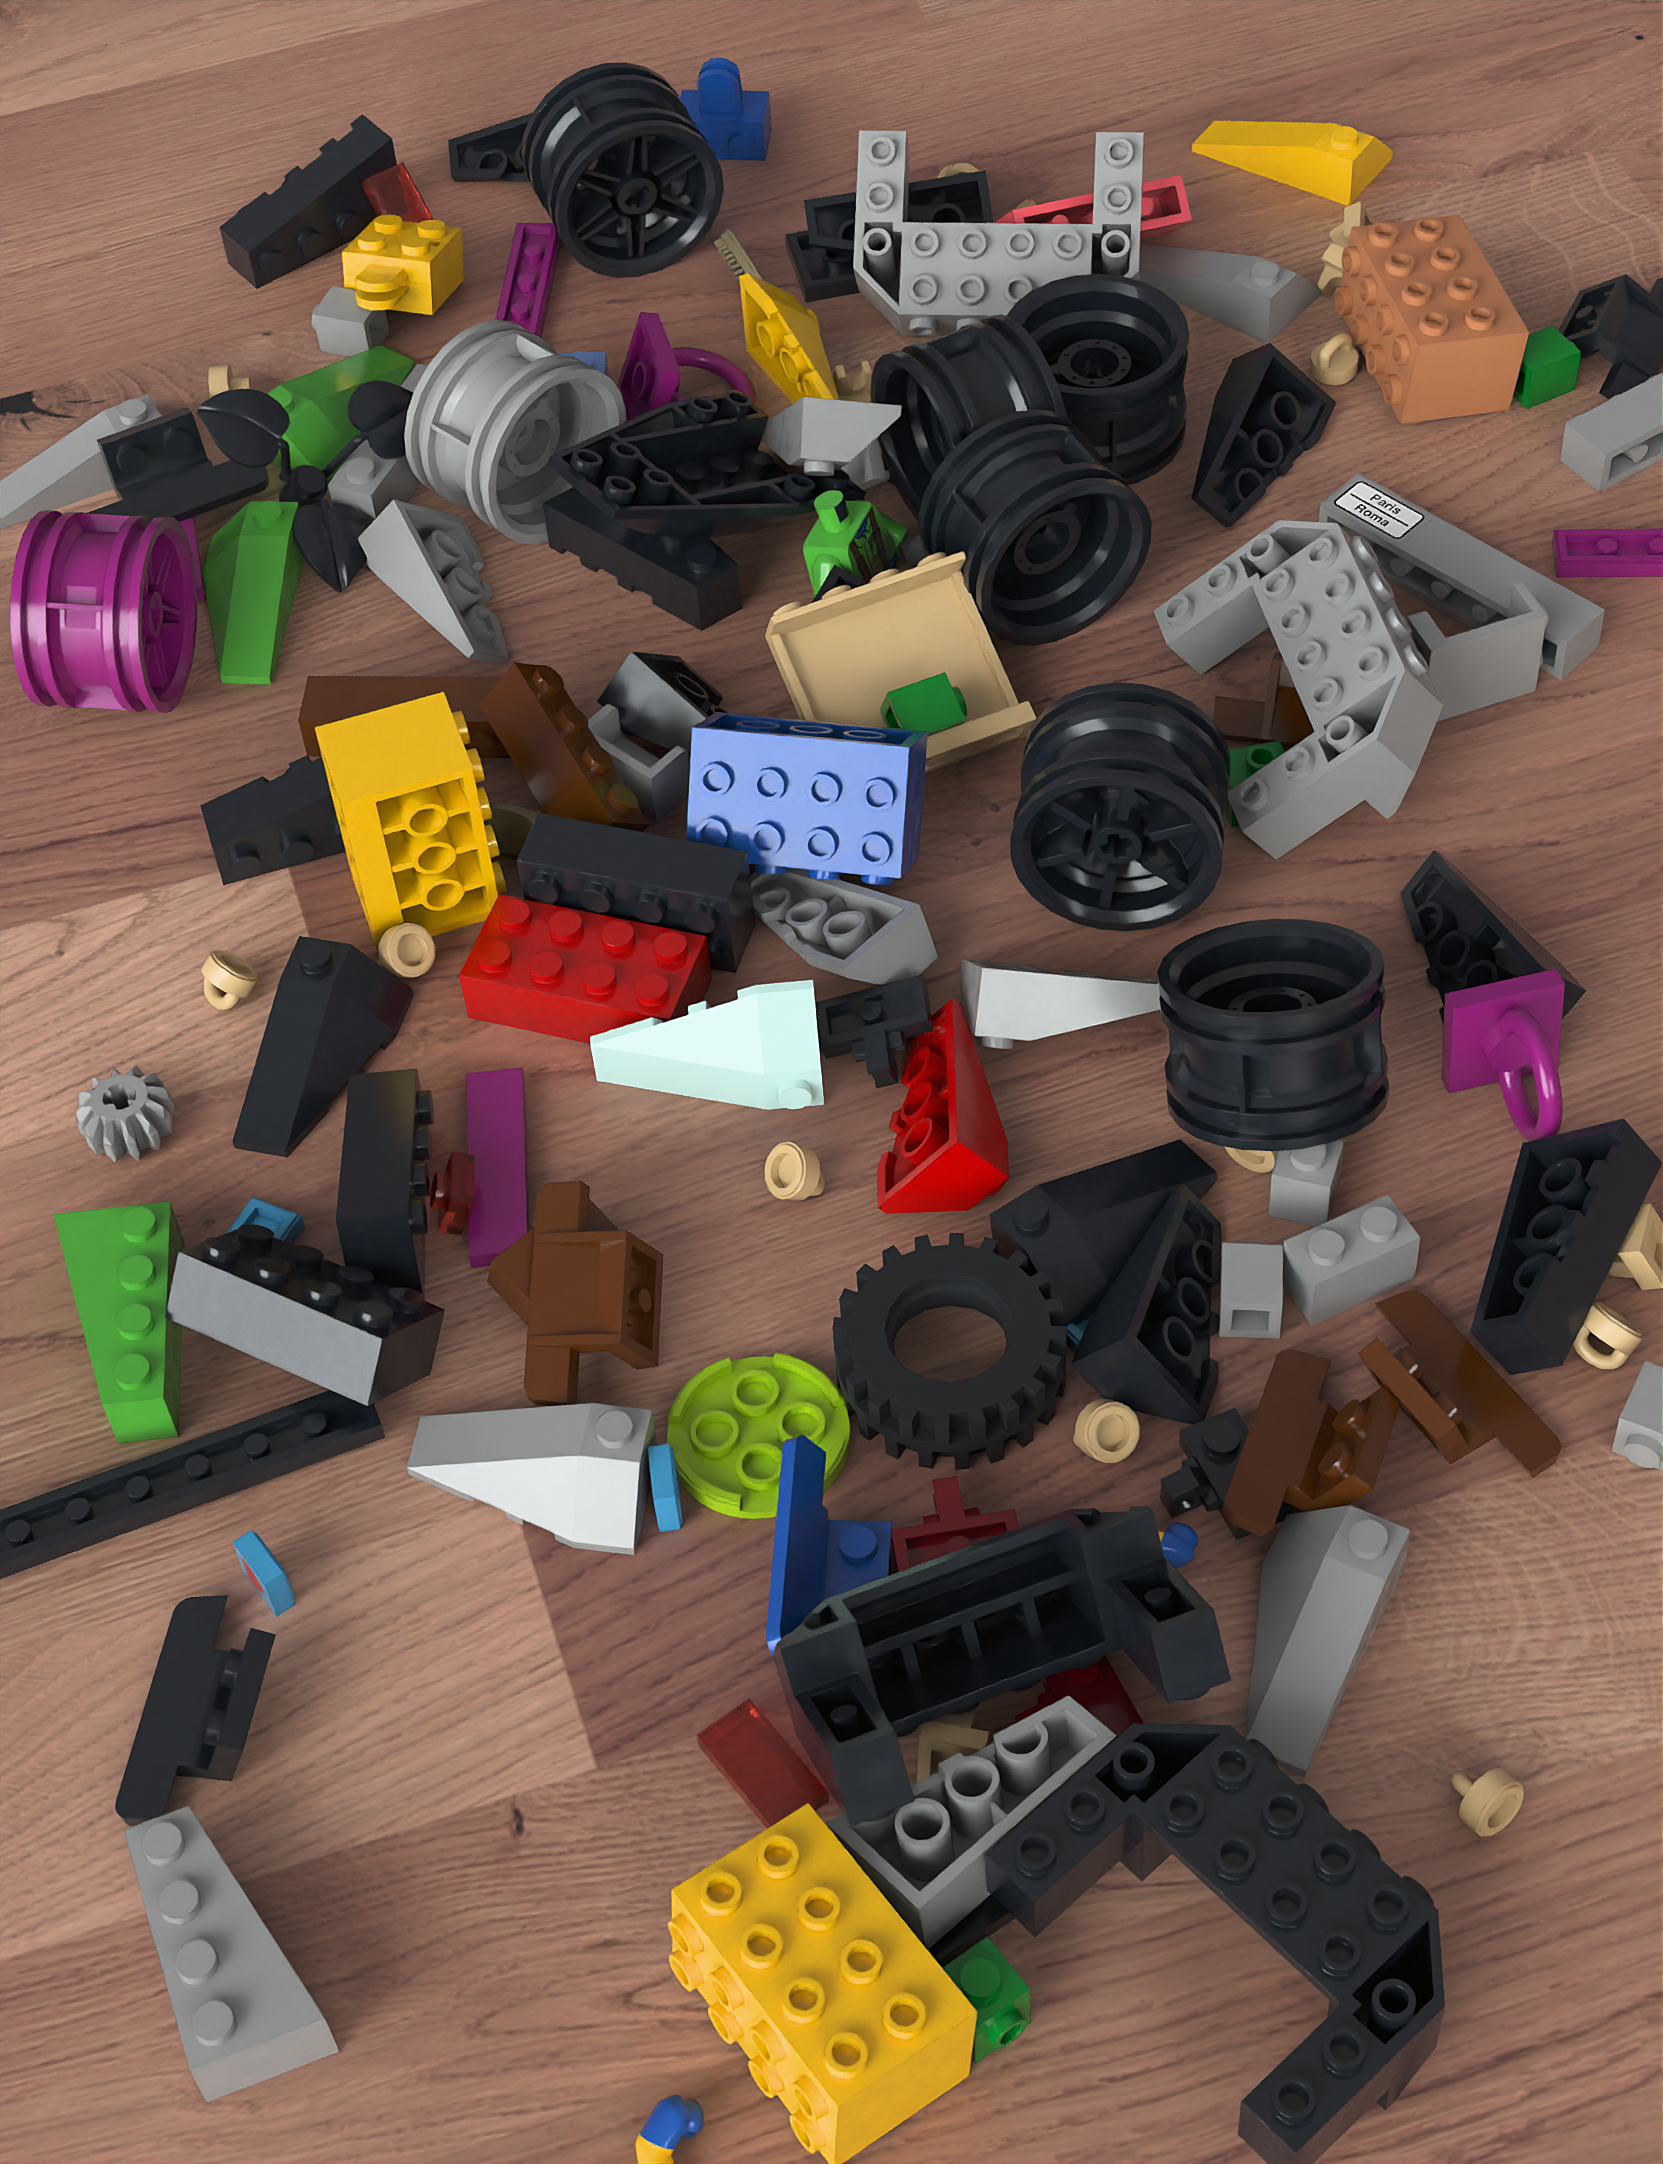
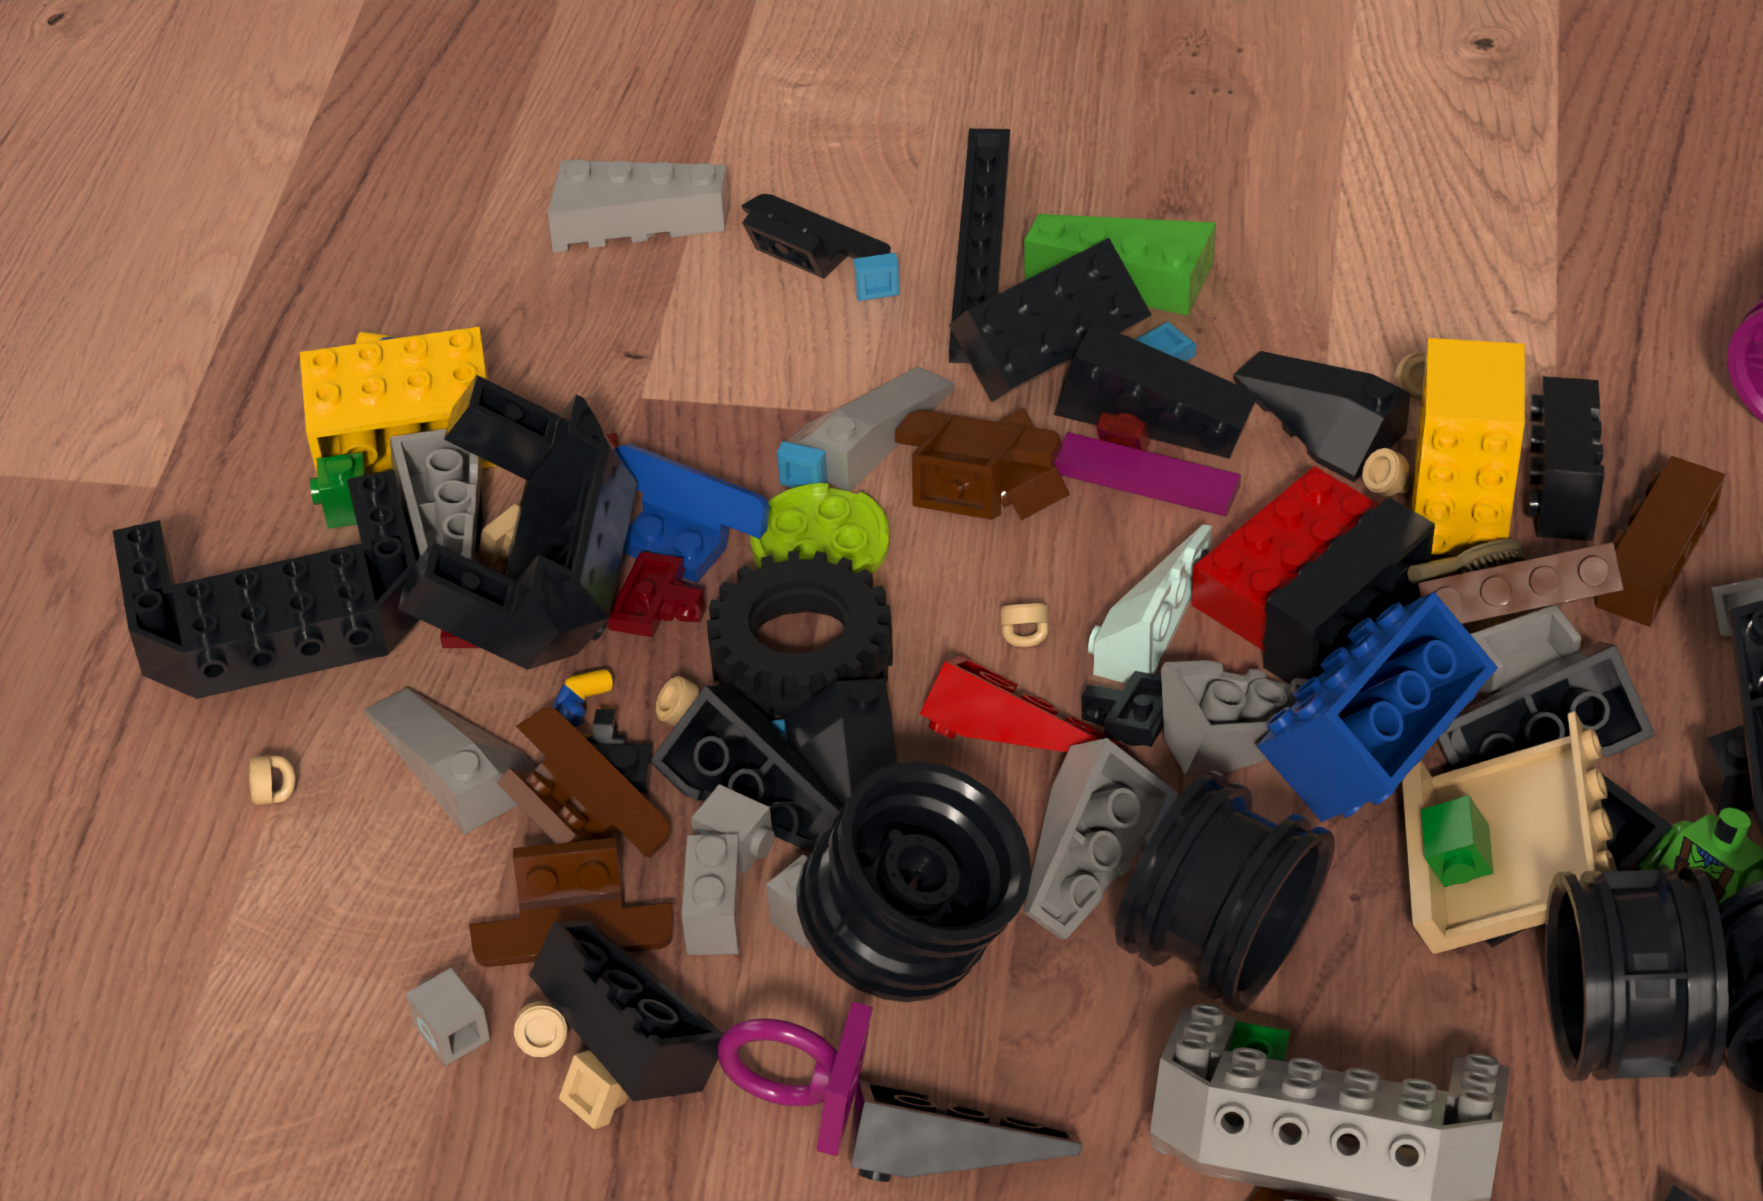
camera: 115 degrees right, 5 degrees down
(125, 1113) = (1311, 295): light grey gear -> none

